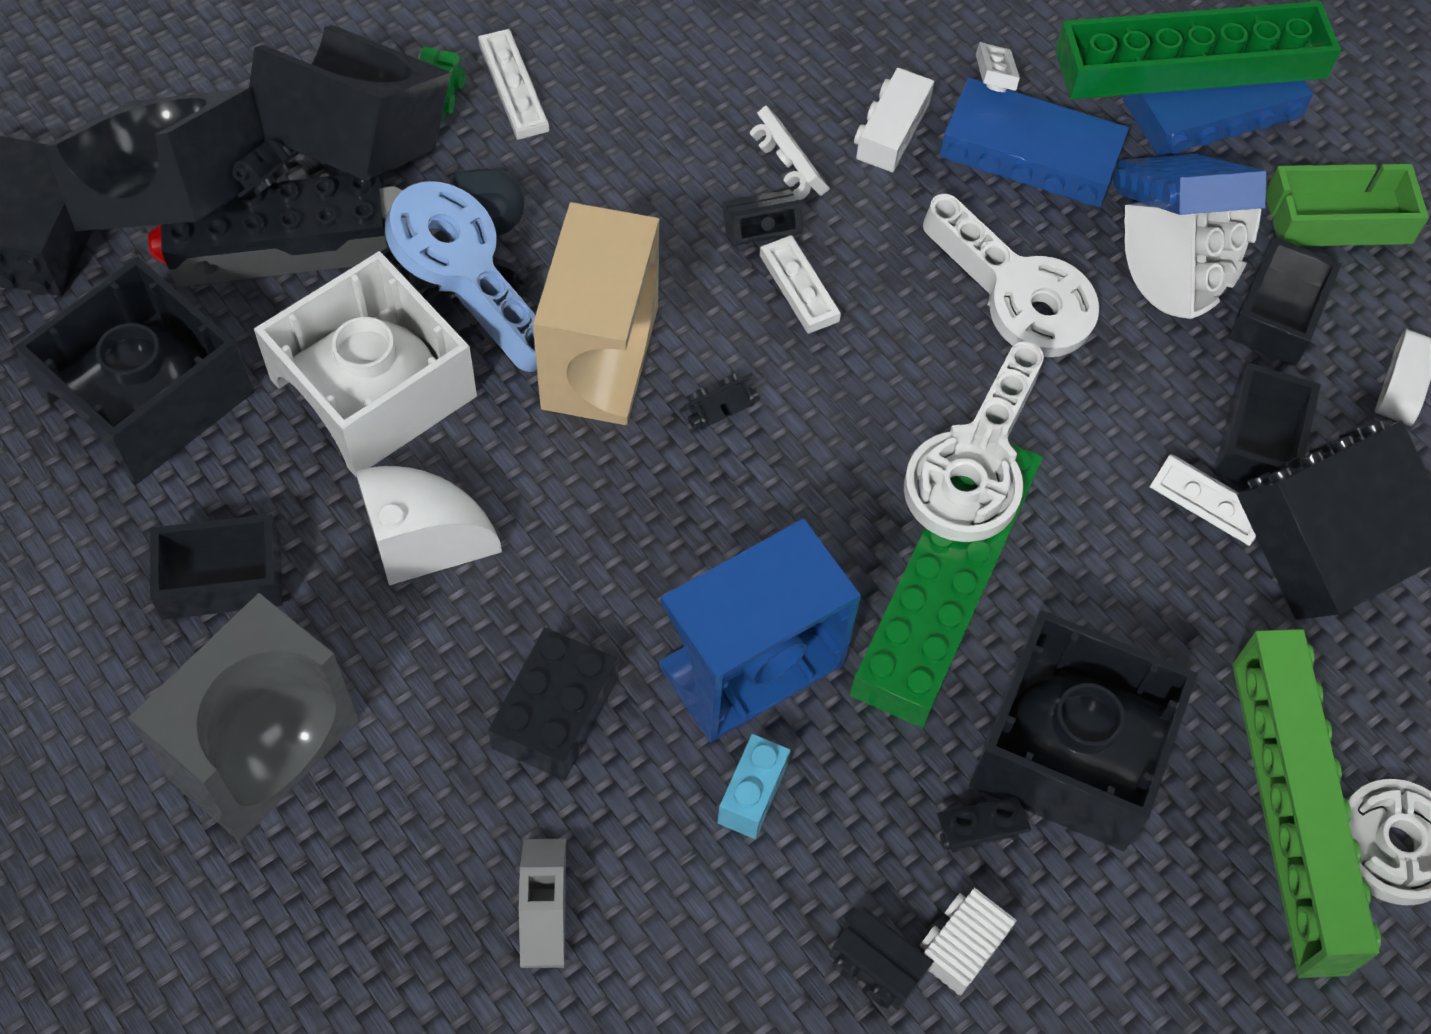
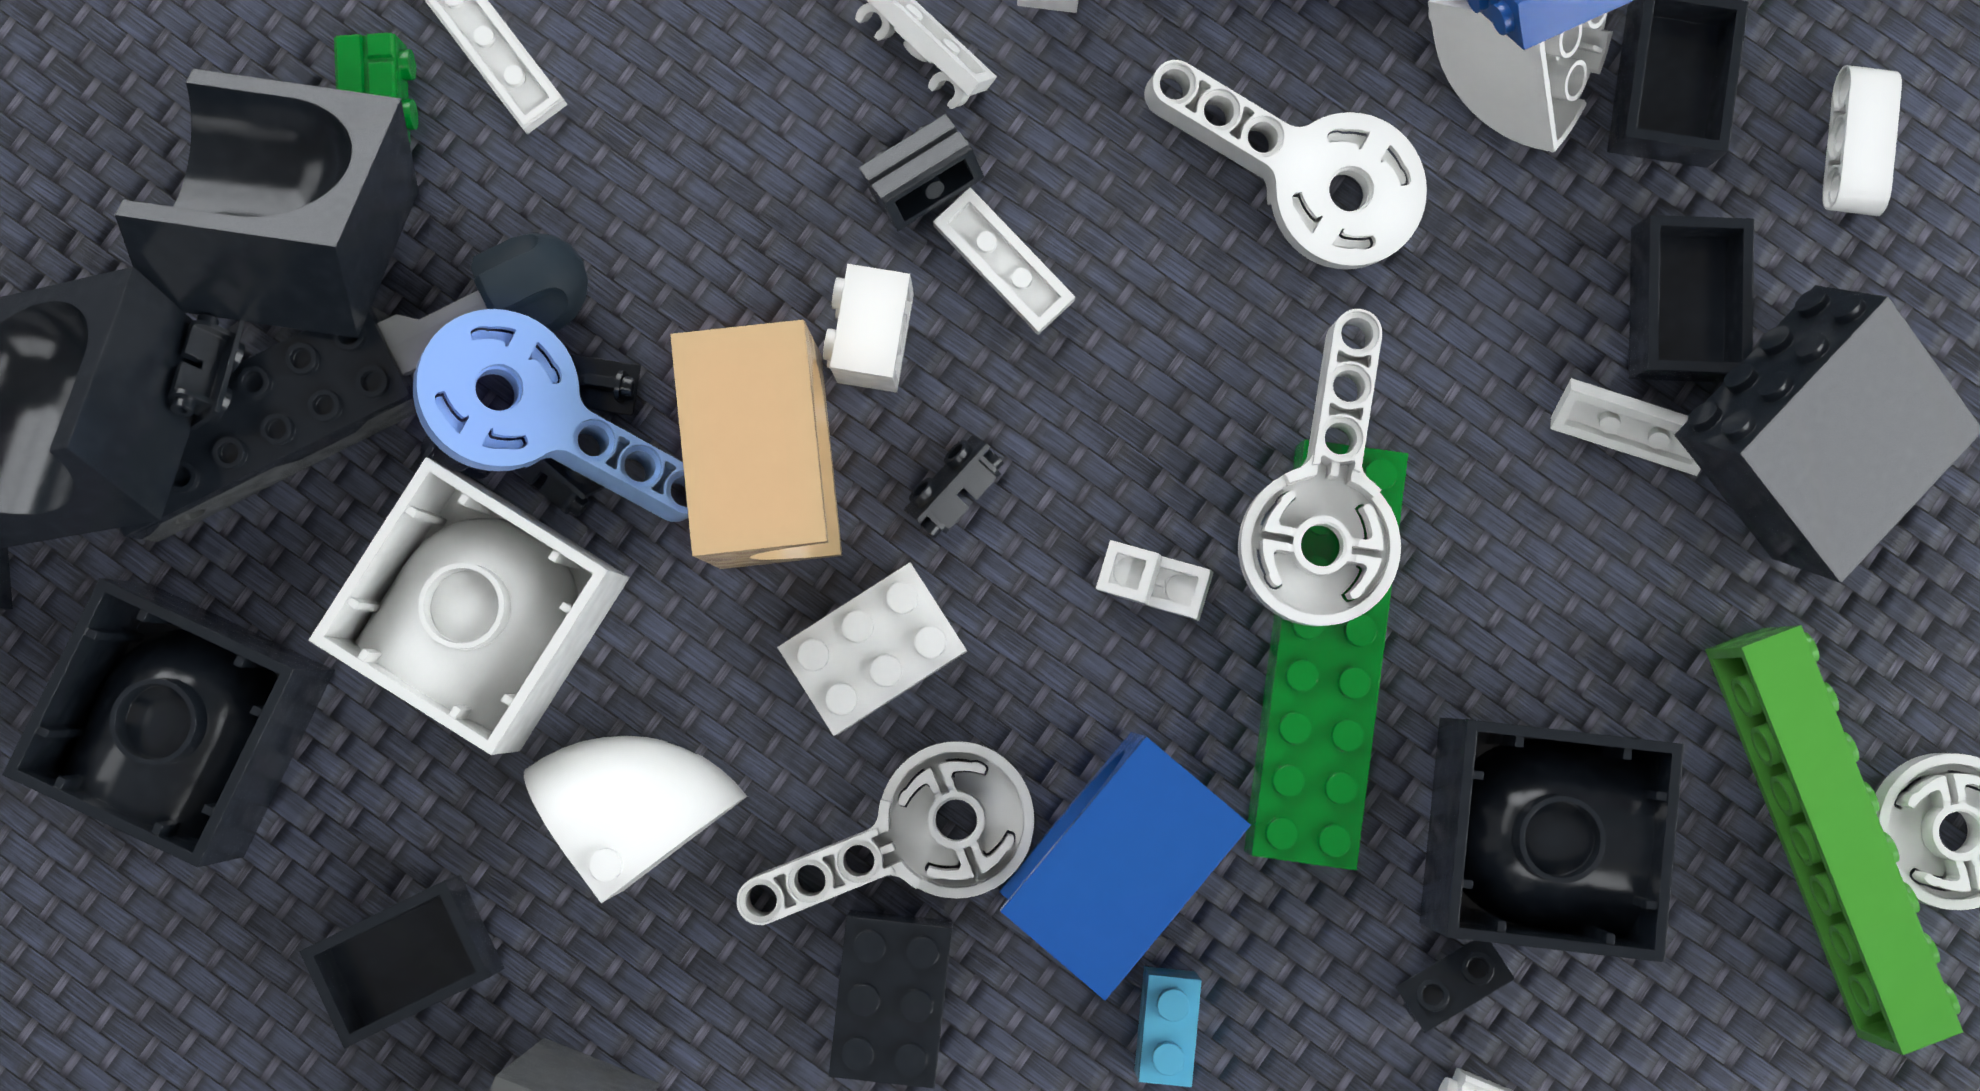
camera: 15 degrees left, 25 degrees up
(596, 607) = (909, 836): none -> white beam
(628, 476) = (872, 649): none -> white brick
(697, 286) = (871, 327): none -> white brick
(833, 496) = (1154, 580): none -> white slope

